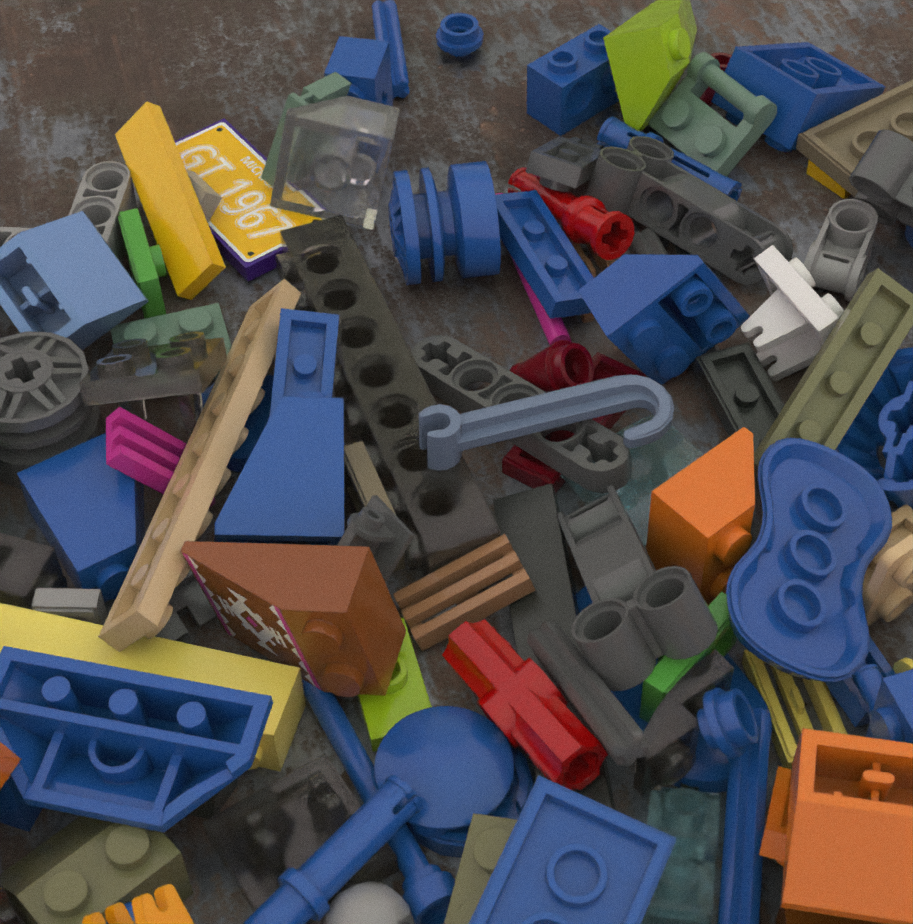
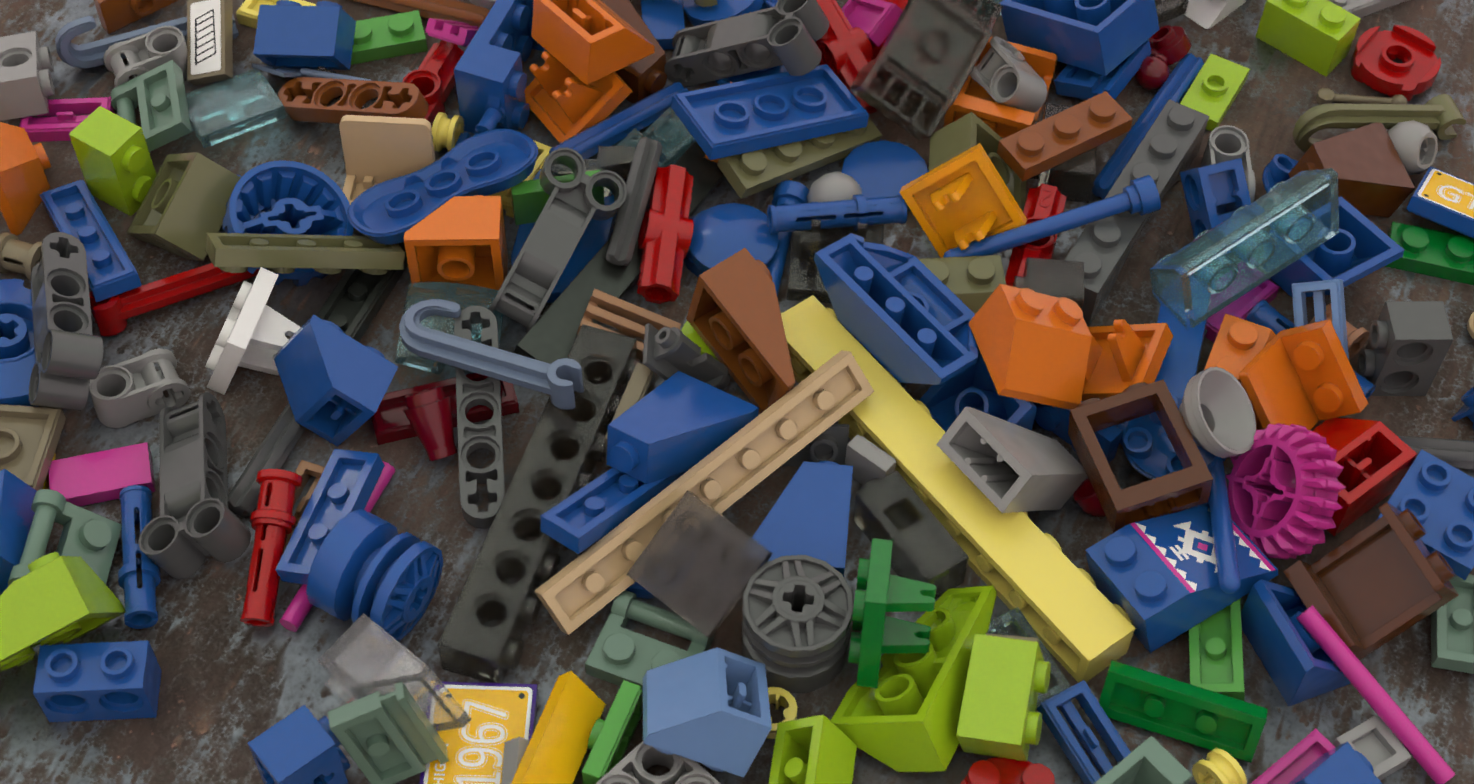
camera: 145 degrees left, 5 degrees up
(142, 450) = (752, 508): dark pink tile -> none
(564, 162) = (217, 583): dark grey hinge -> none
(727, 722) = (585, 137): blue plate -> none
(785, 190) = (102, 474): none -> dark pink tile

